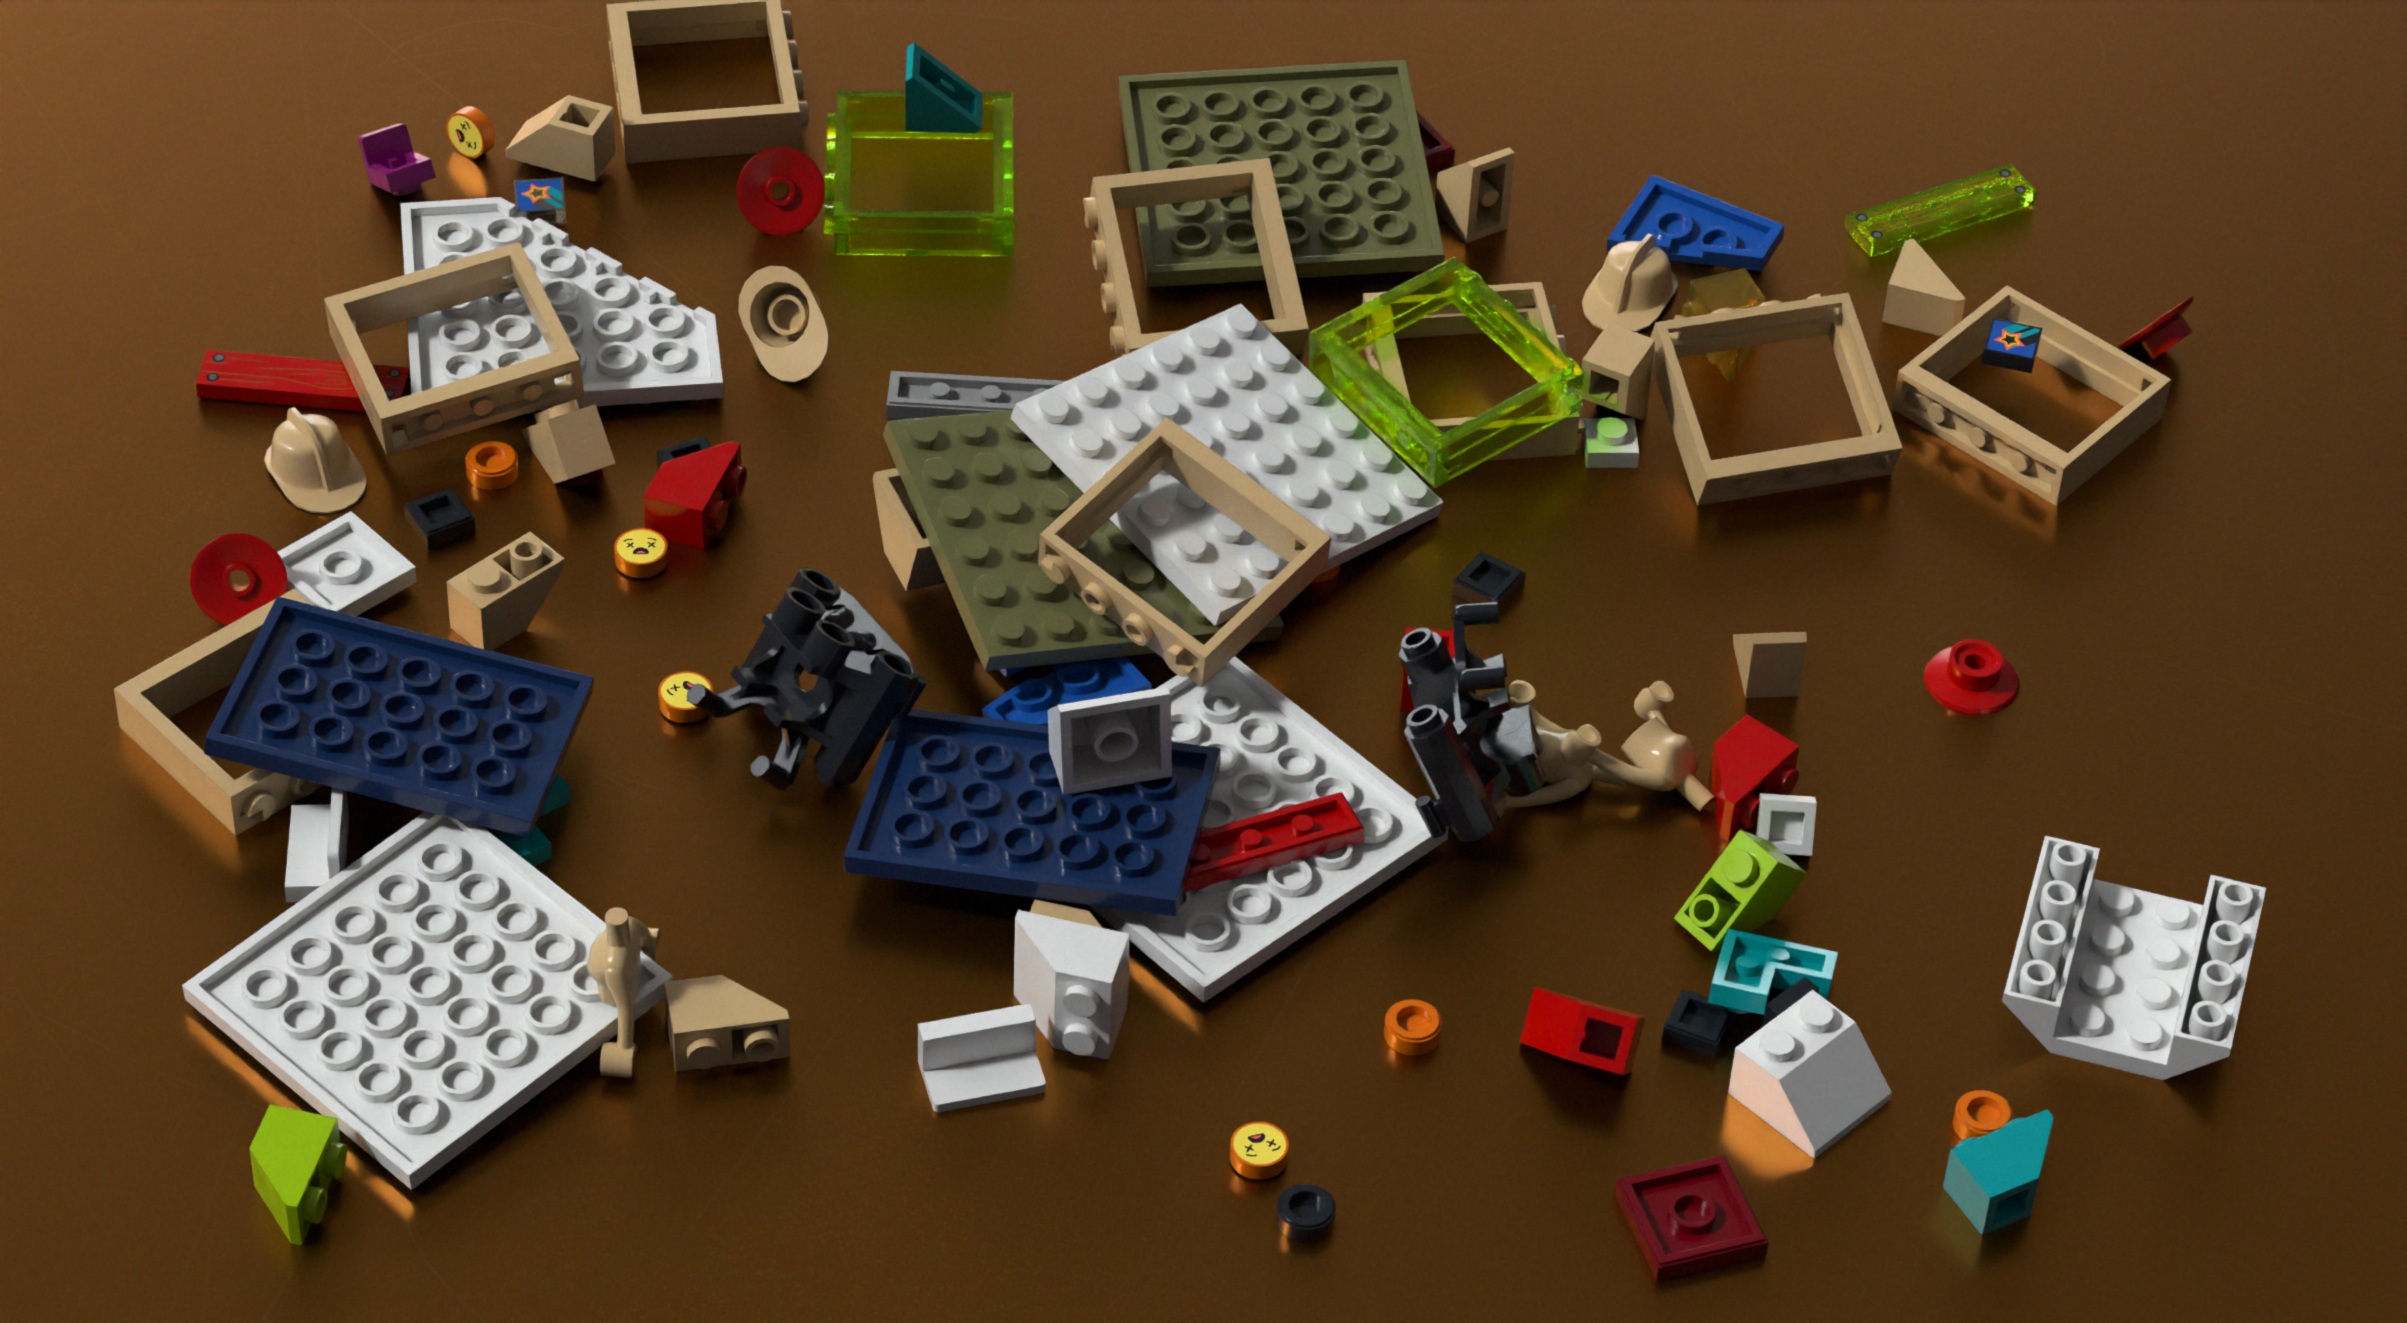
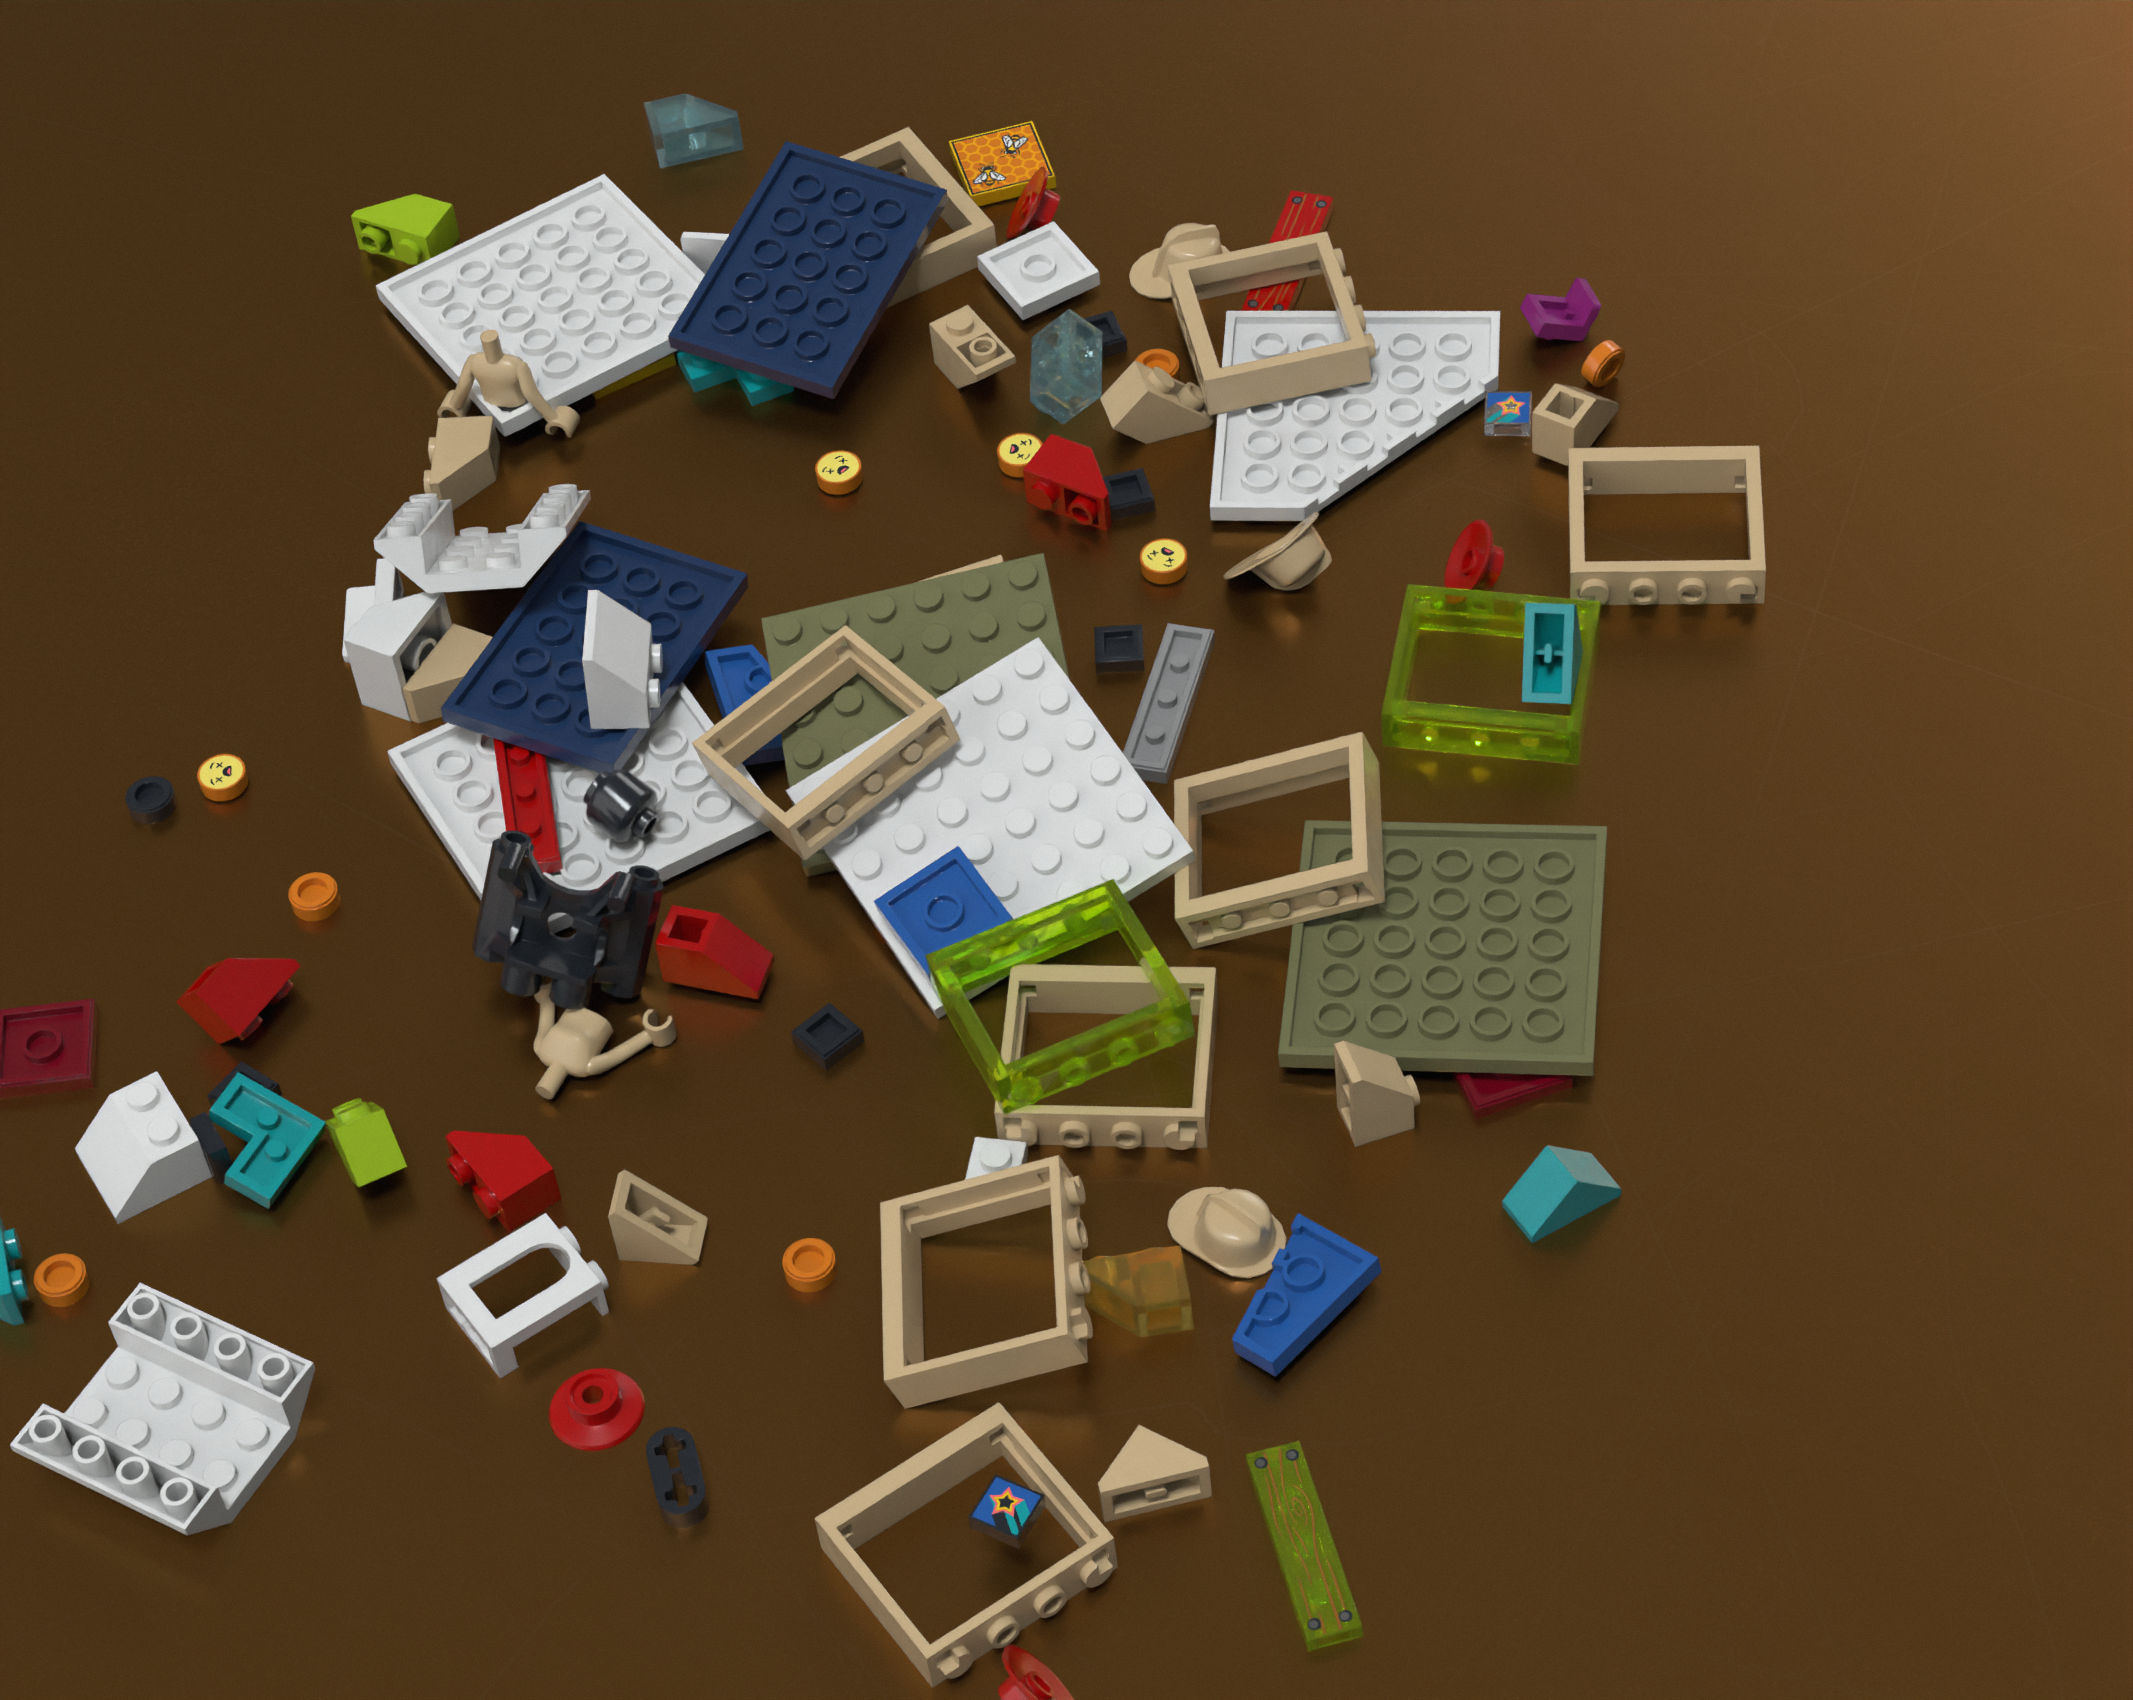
camera: 110 degrees right, 5 degrees up
(87, 925) = (691, 129): none -> clear light blue slope
(135, 631) = (1000, 162): none -> tile
(519, 496) = (1066, 366): none -> clear light blue brick
(790, 424) = (1163, 561): none -> tile
(857, 691) = (776, 502): black piece -> none
(908, 891) = (425, 548): none -> white slope
(1266, 742) = (621, 805): none -> black head
(1362, 464) = (941, 906): none -> blue plate
(1533, 93) = (1558, 1190): none -> teal slope
(1619, 371) = (1028, 1131): tan slope -> none
(1661, 757) = (548, 1107): tan piece -> none
(1764, 552) = (809, 1265): none -> orange tile
(1787, 822) = (434, 1192): white plate -> none
(1906, 770) = (498, 1336): none -> white panel
(2031, 599) = (667, 1479): none -> black beam

